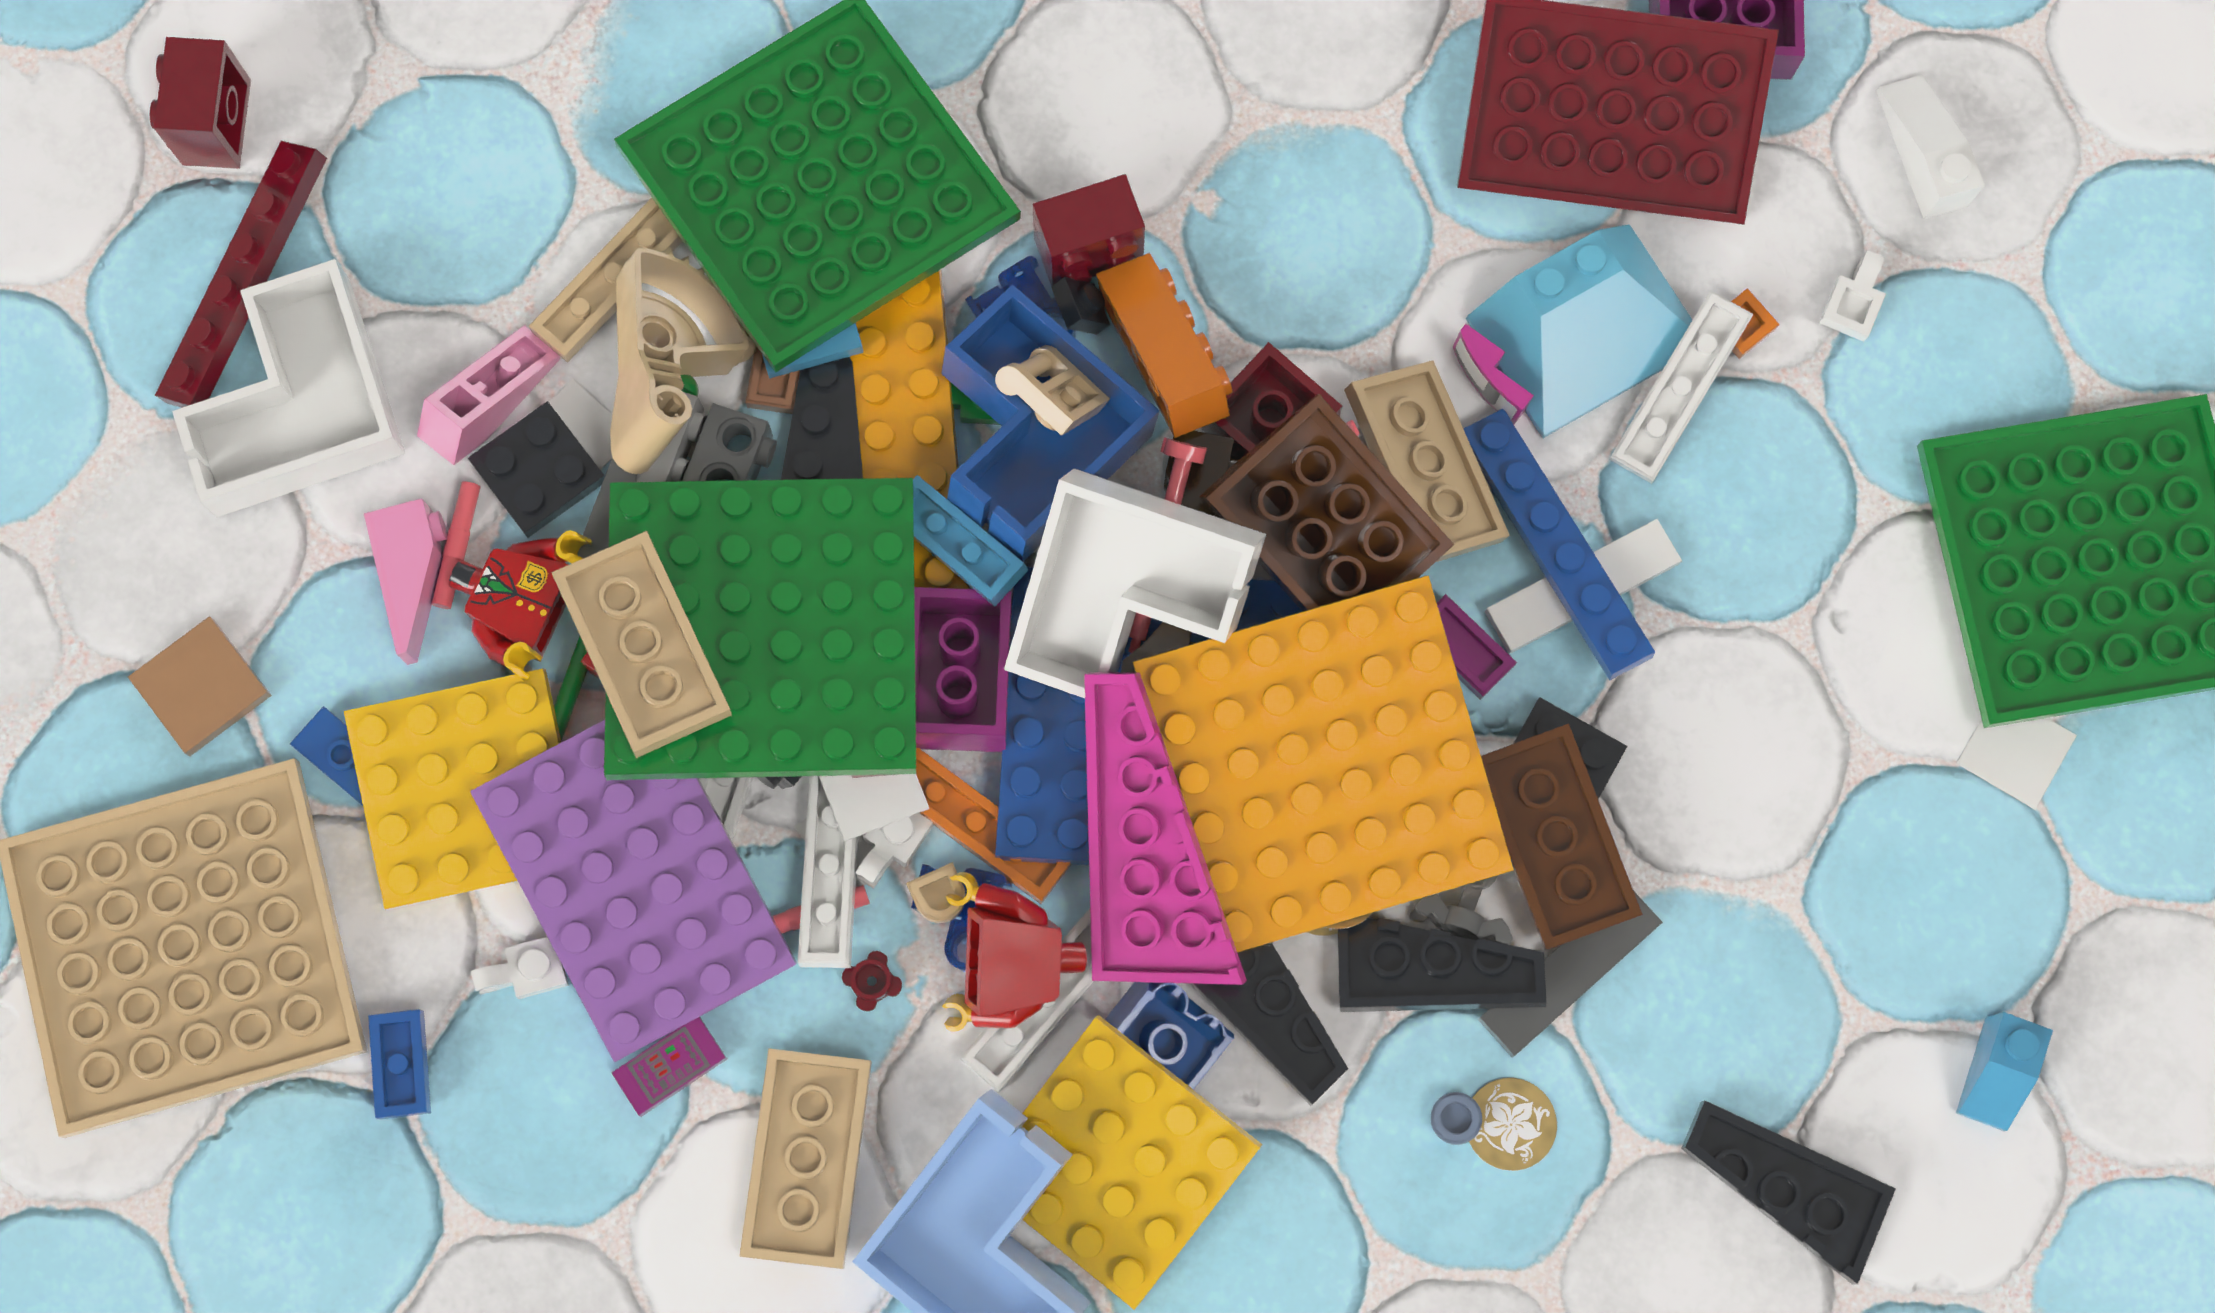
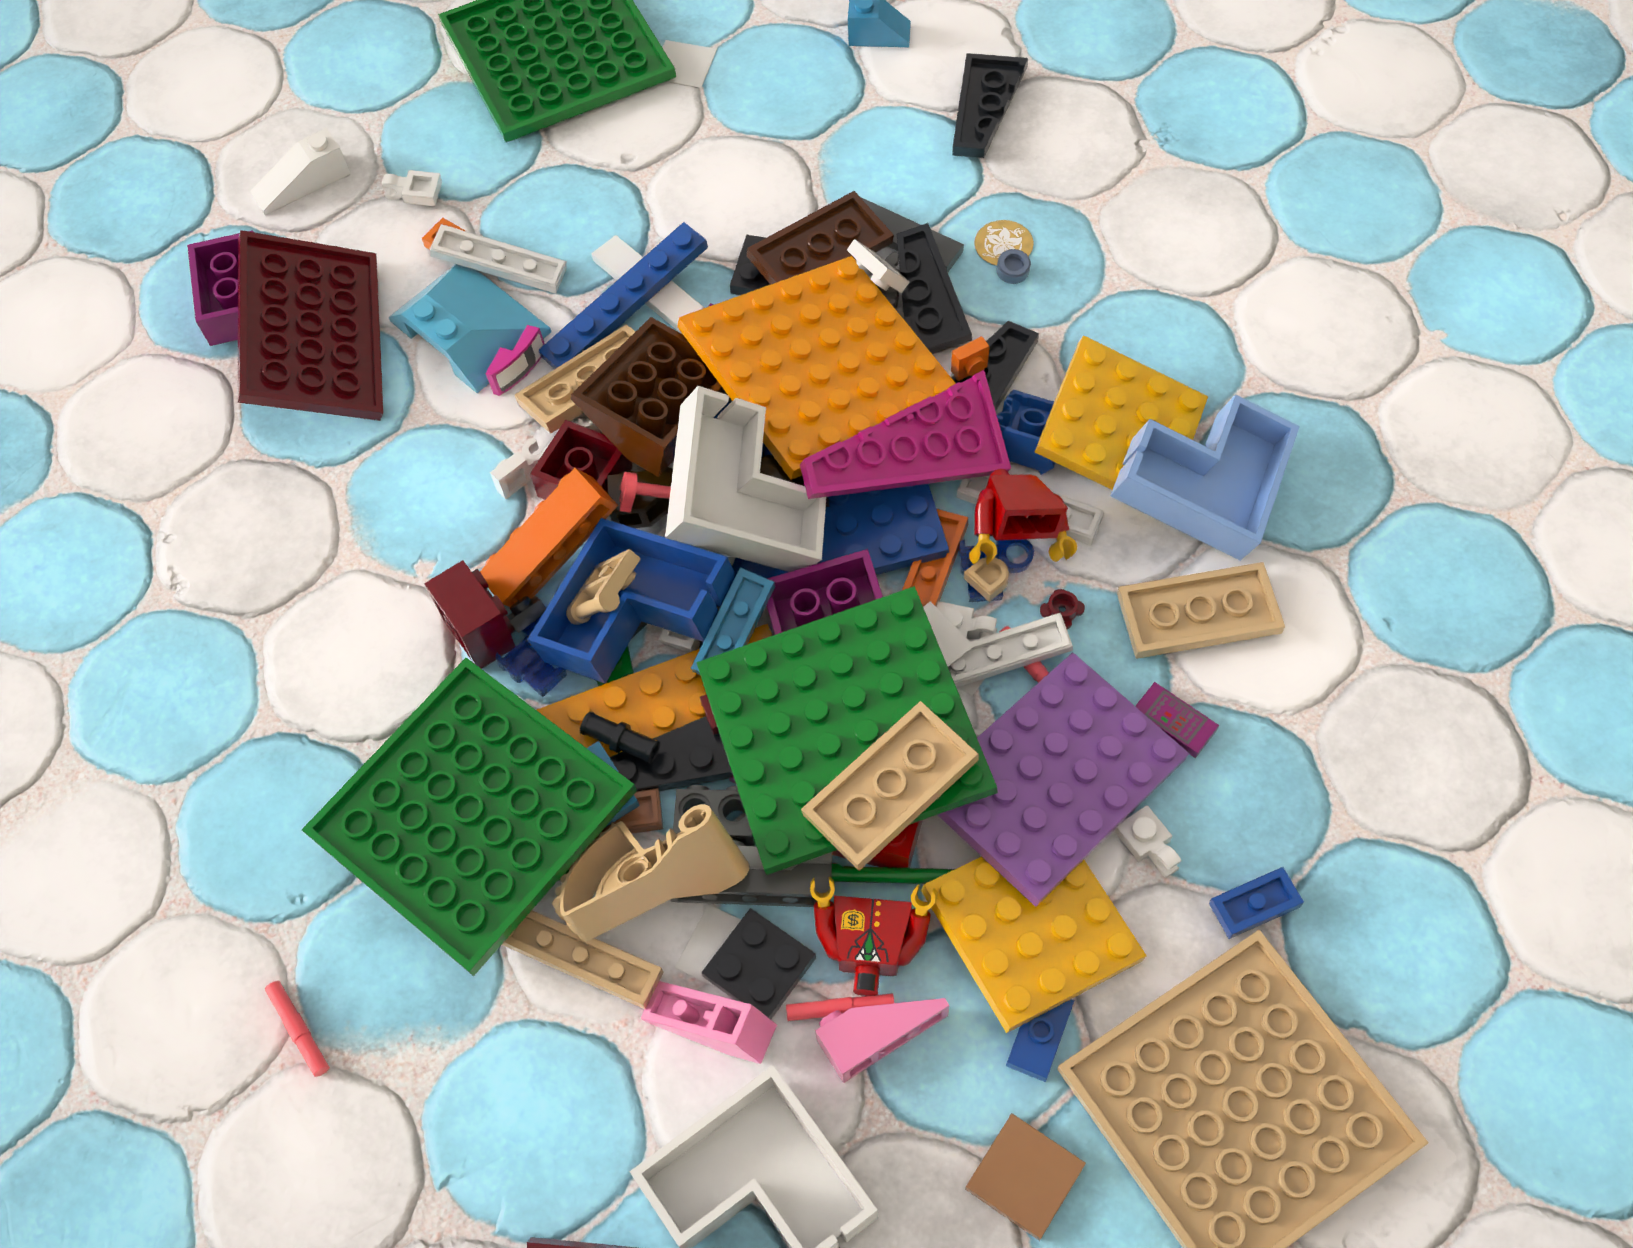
camera: 100 degrees left, 15 degrees down
(857, 372) = (620, 737): none -> black pin
(1279, 981) = (970, 358): none -> orange plate
(1305, 335) = (515, 471): none -> white plate
(1478, 899) = (883, 273): none -> white plate

